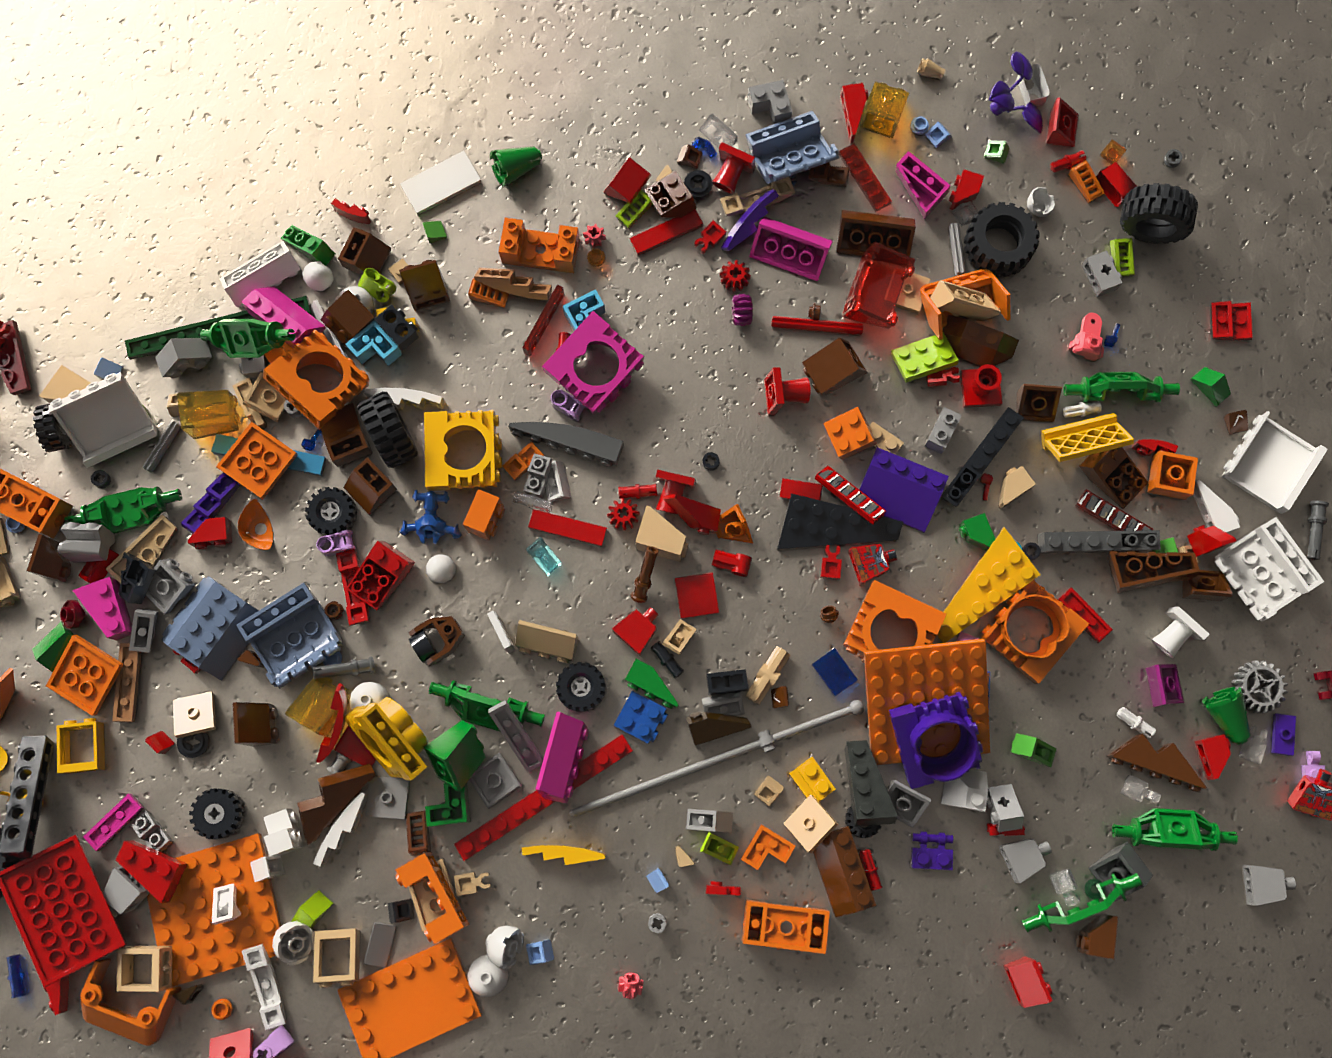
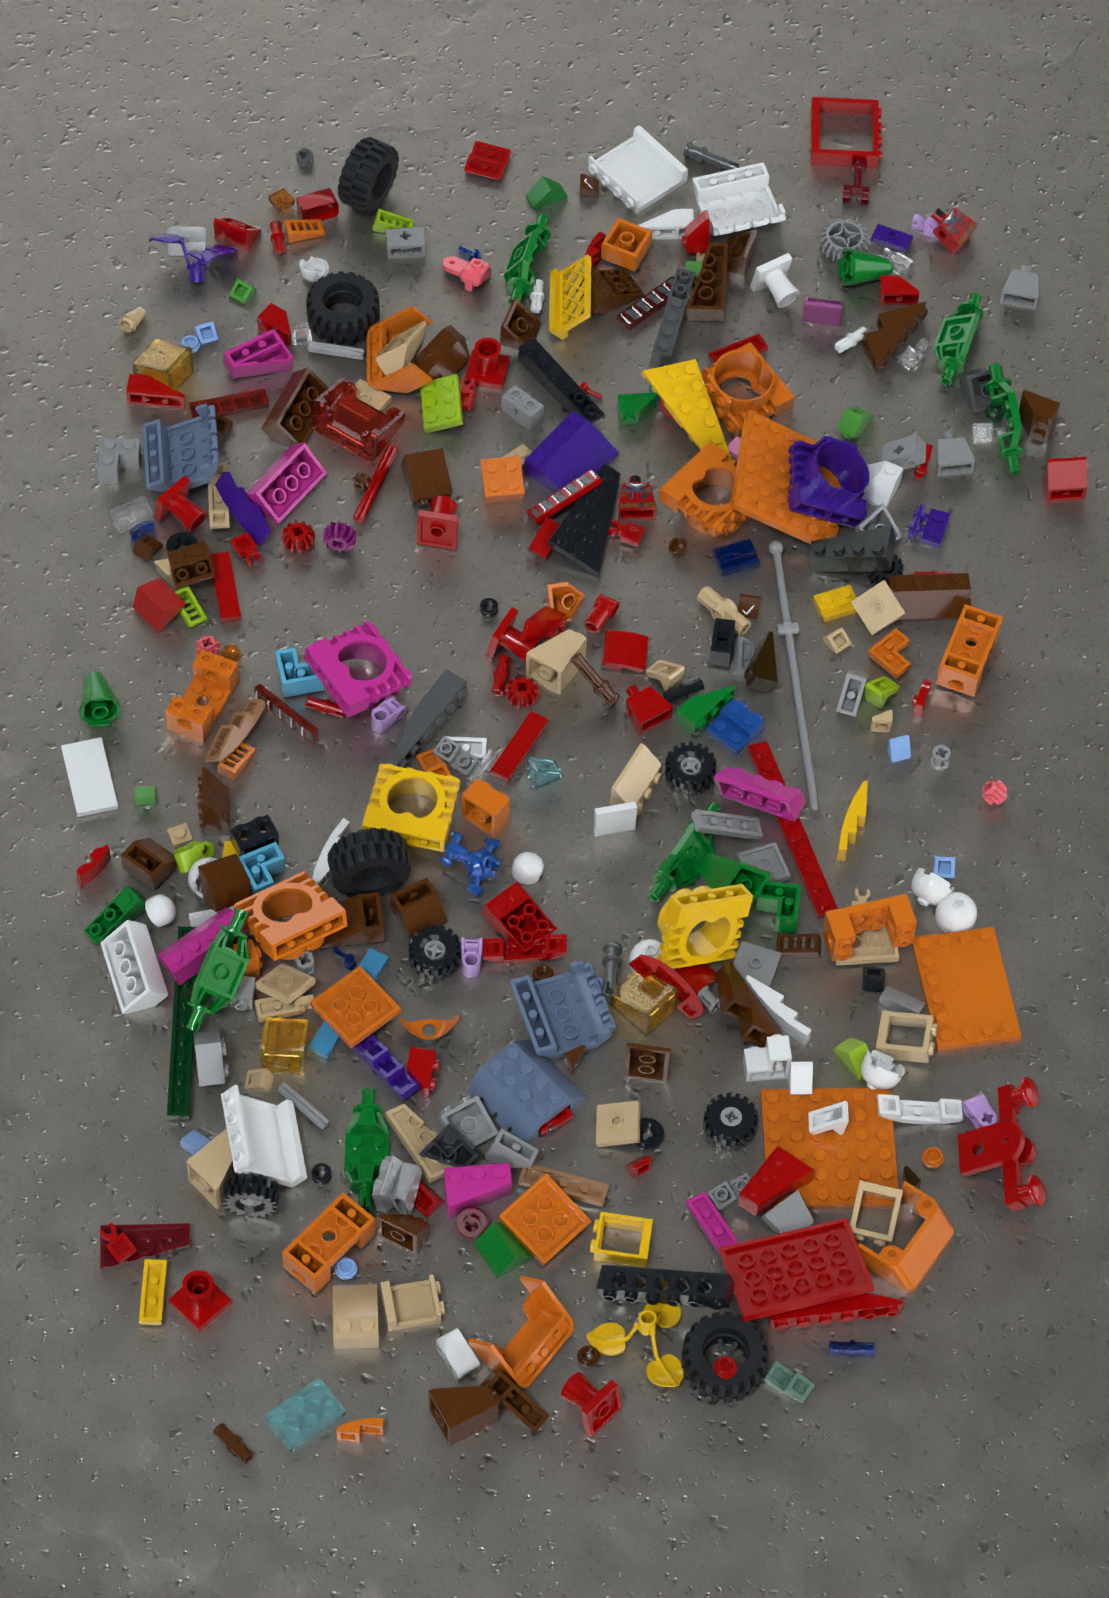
camera: 80 degrees left, 20 degrees down
(424, 647) = (609, 887): reddish brown piece -> none
(1014, 485) = (596, 368): tan slope -> none

